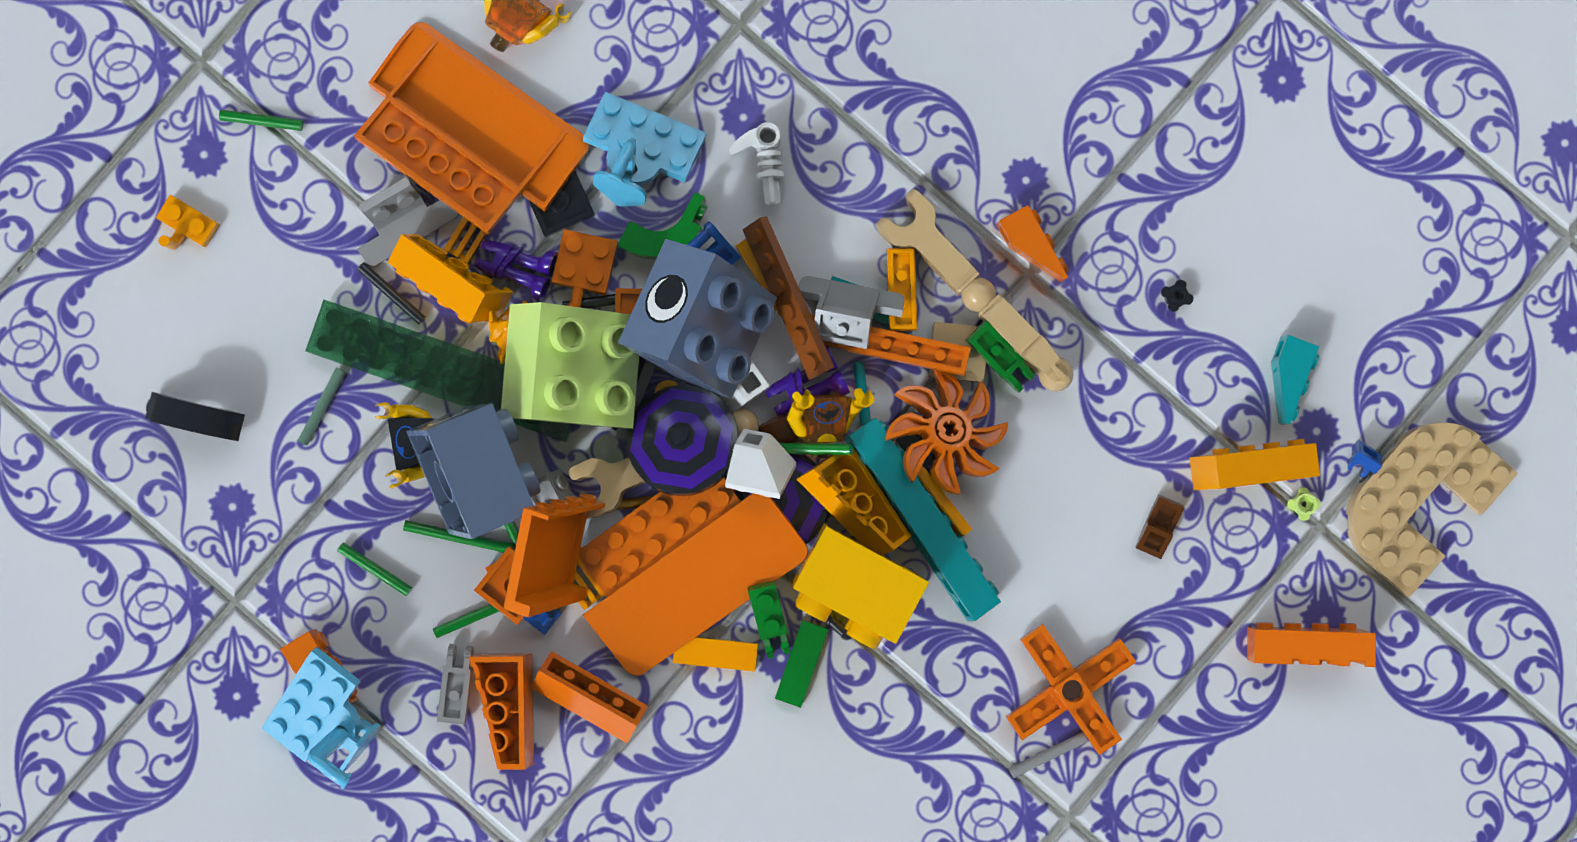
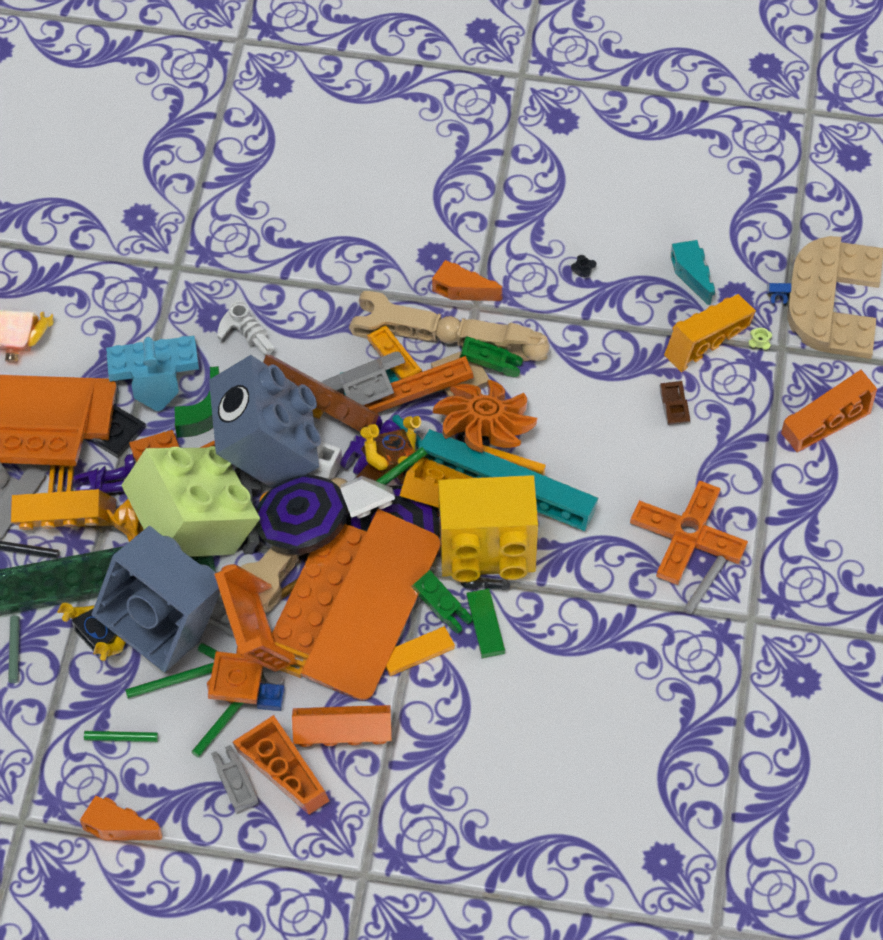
camera: 30 degrees left, 30 degrees down
(318, 718) = (135, 848): medium azure plate -> none

